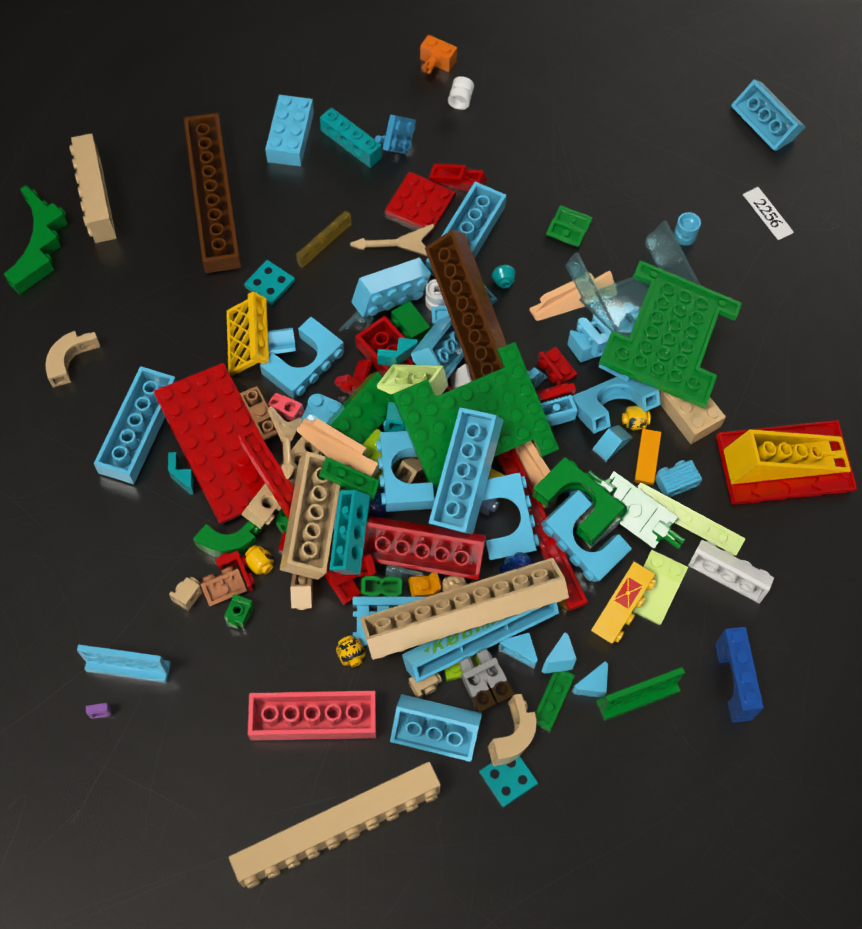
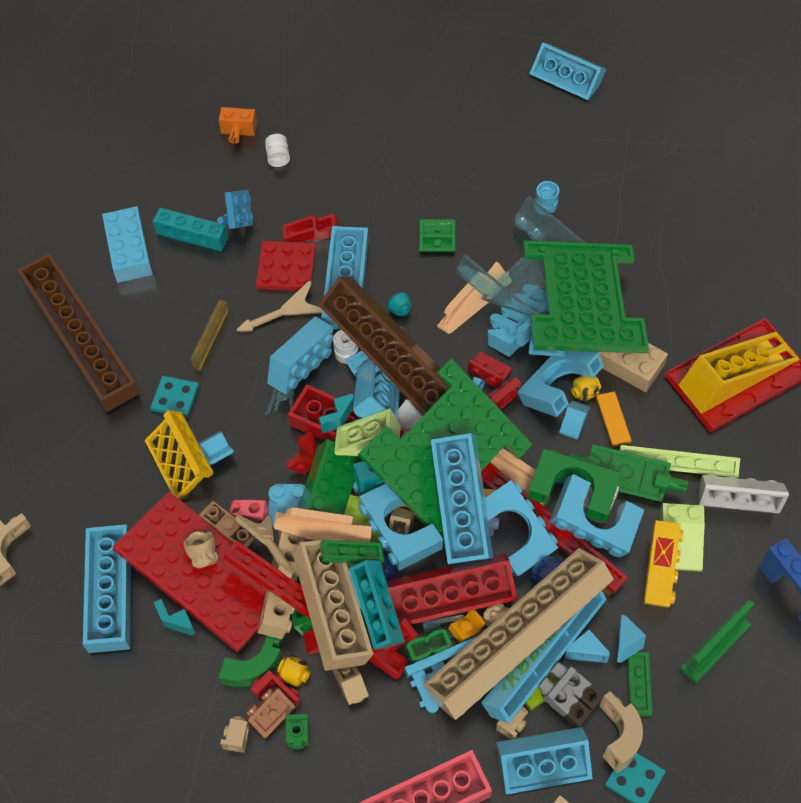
camera: 20 degrees left, 5 degrees down
(225, 423) = (201, 548): none -> tan hair
(296, 380) = (246, 481): medium azure arch -> none
(350, 651) = (426, 722): yellow head -> none
(409, 322) = (332, 380): green brick -> none
(560, 410) = (516, 406): medium azure brick -> none
(593, 684) = (672, 652): medium azure slope -> none
(678, 478) = (651, 428): medium azure brick -> none
(768, 213) = (610, 157): white sticker -> none

